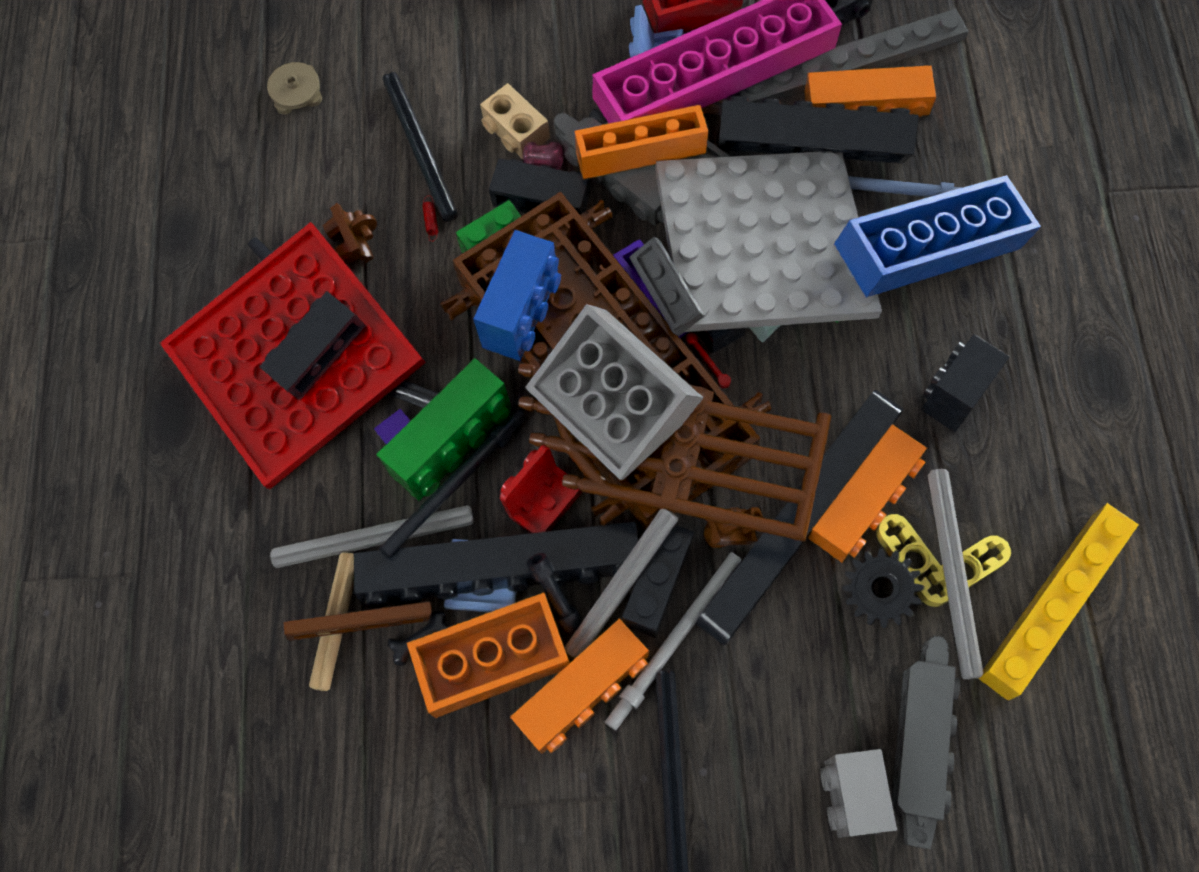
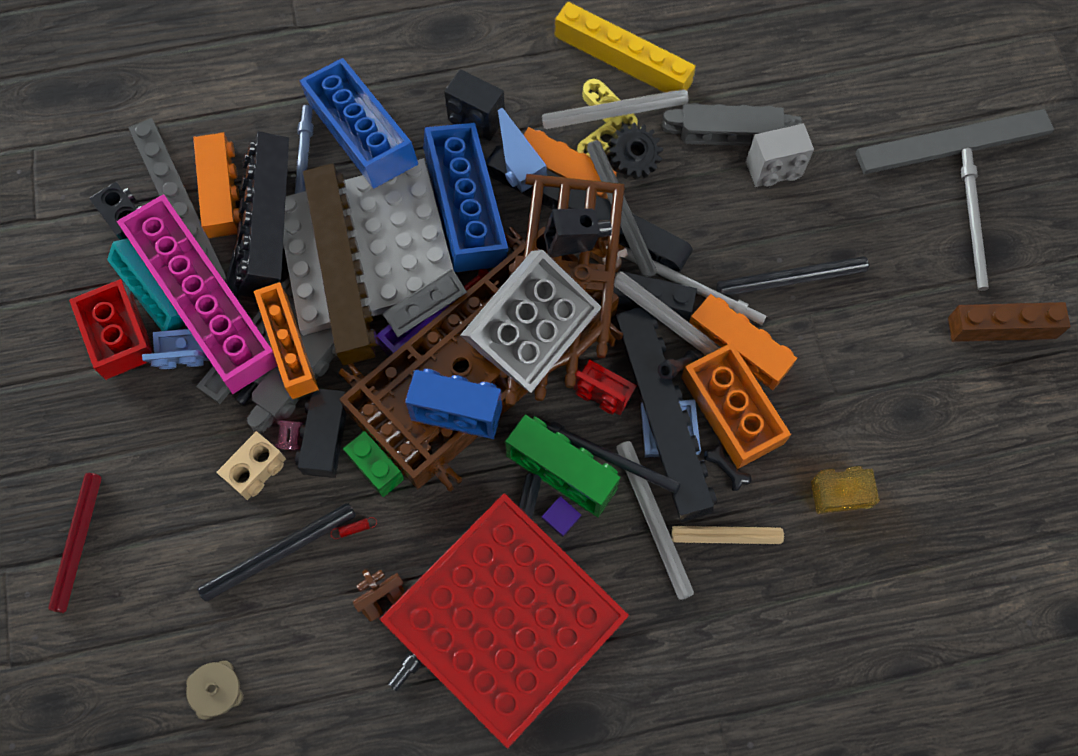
camera: 105 degrees left, 0 degrees up
(312, 345) = (505, 587): black brick -> none
(355, 780) = (844, 490): none -> clear yellow brick
(357, 621) = (731, 509): reddish brown tile -> none
(725, 441) = (574, 231): none -> black torso
(732, 195) = (338, 265): none -> dark brown brick
(787, 548) = (628, 222): none -> dark grey axle
(823, 353) = (464, 197): none -> blue brick
(875, 422) = (519, 154): none -> medium blue slope

